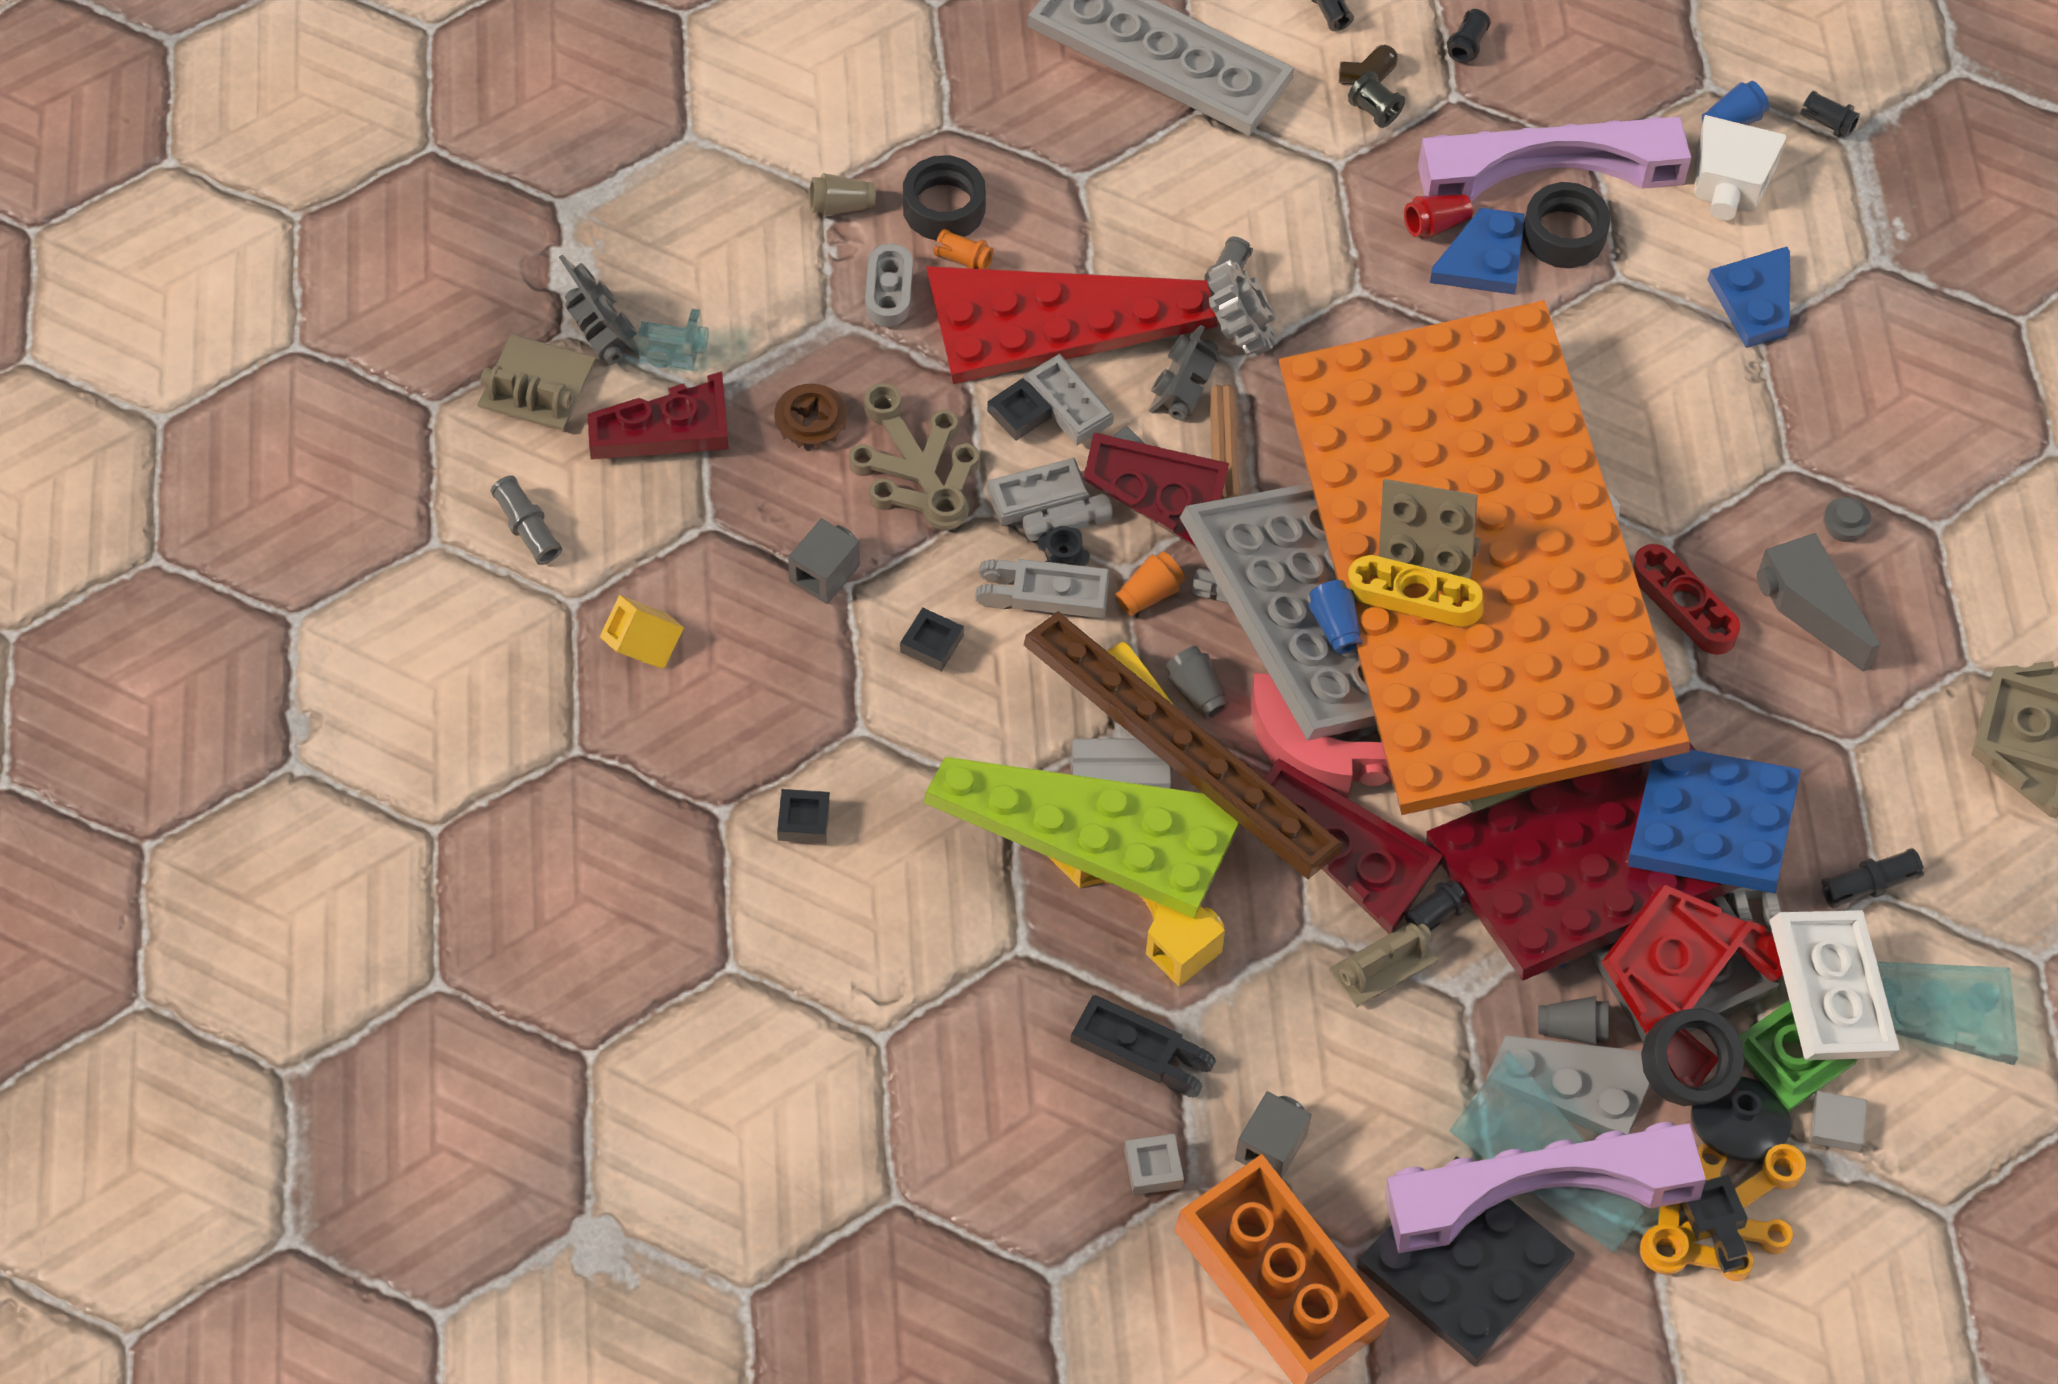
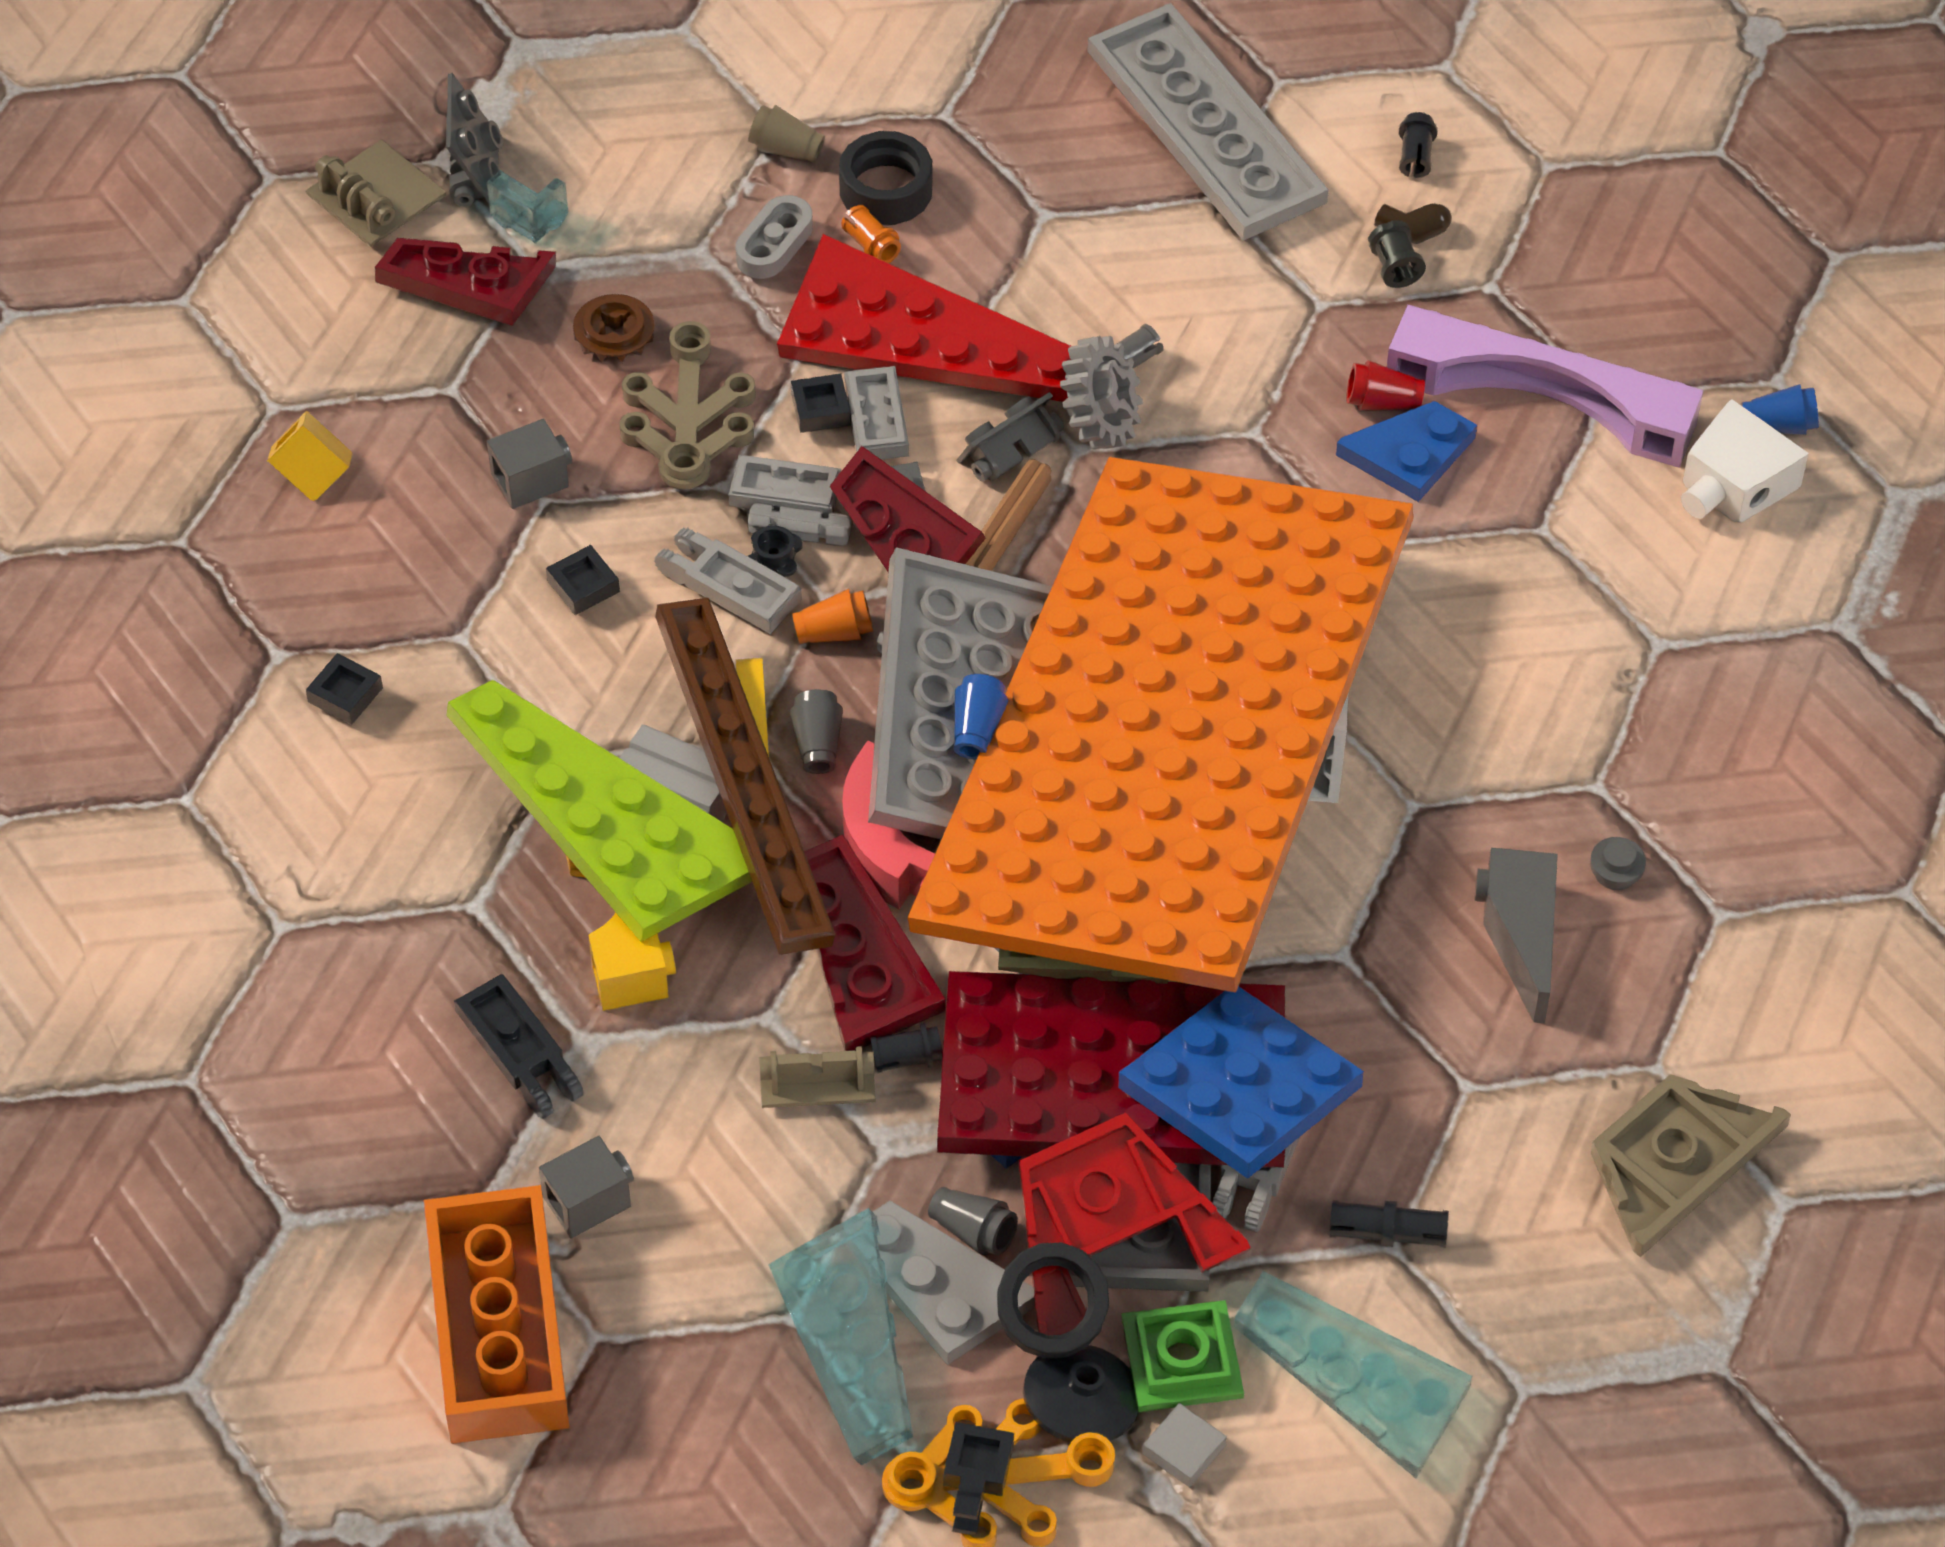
camera: 30 degrees right, 5 degrees down
(526, 520) = (275, 311): dark grey pin -> none
(1153, 1164) = (451, 1159): light grey plate -> none
(1426, 607) = (1069, 740): yellow beam -> none
(1429, 527) = (1108, 661): dark tan hinge -> none
(1464, 43) = (1532, 236): black pin -> none
(1475, 1283) = (701, 1396): black plate -> none
(1566, 198) = (1520, 423): black tyre -> none
(1645, 1166) = (695, 1319): lavender arch -> none
(1689, 619) = (1377, 887): red beam -> none
(1756, 295) = (1678, 604): blue wing -> none
(1830, 114) = (1894, 466): black pin -> none
(1834, 985) = (1251, 1298): white plate -> none

